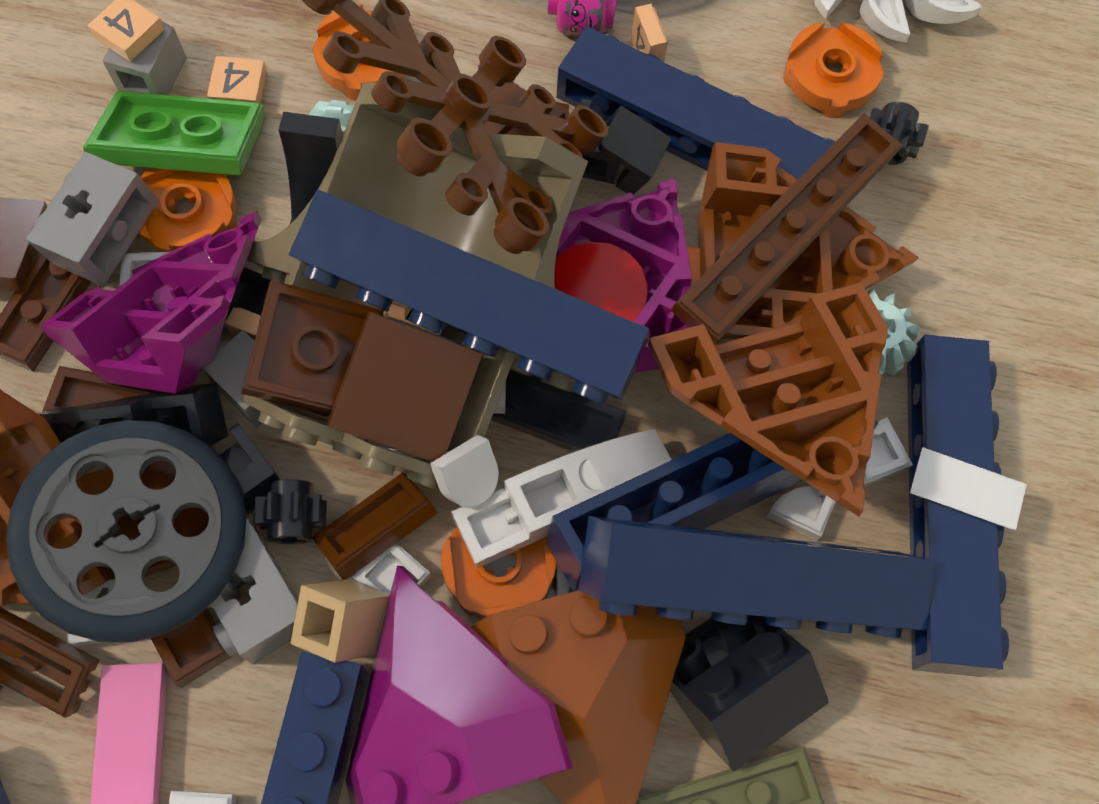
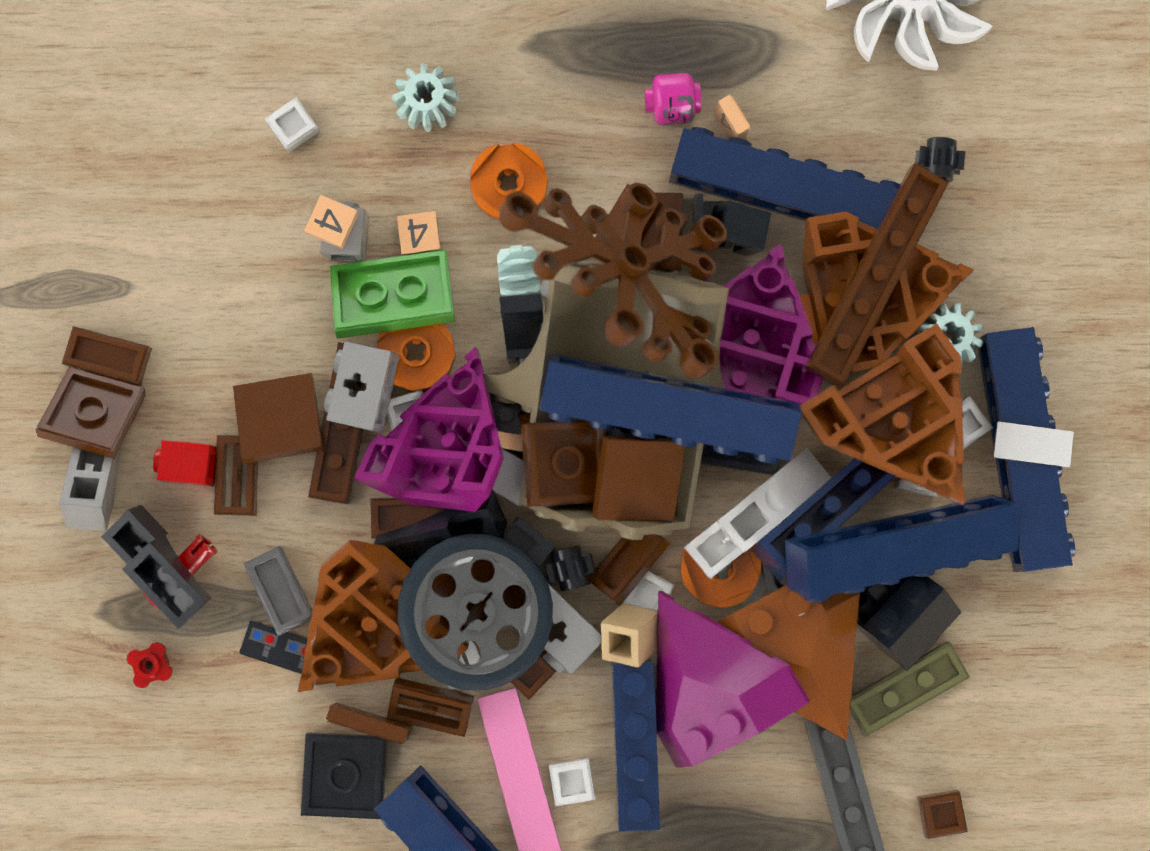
camera: 10 degrees left, 15 degrees up
(467, 473) = (691, 521): white tile -> none
(603, 278) = (750, 358): red tile -> none
(828, 90) = (876, 85): orange plate -> none

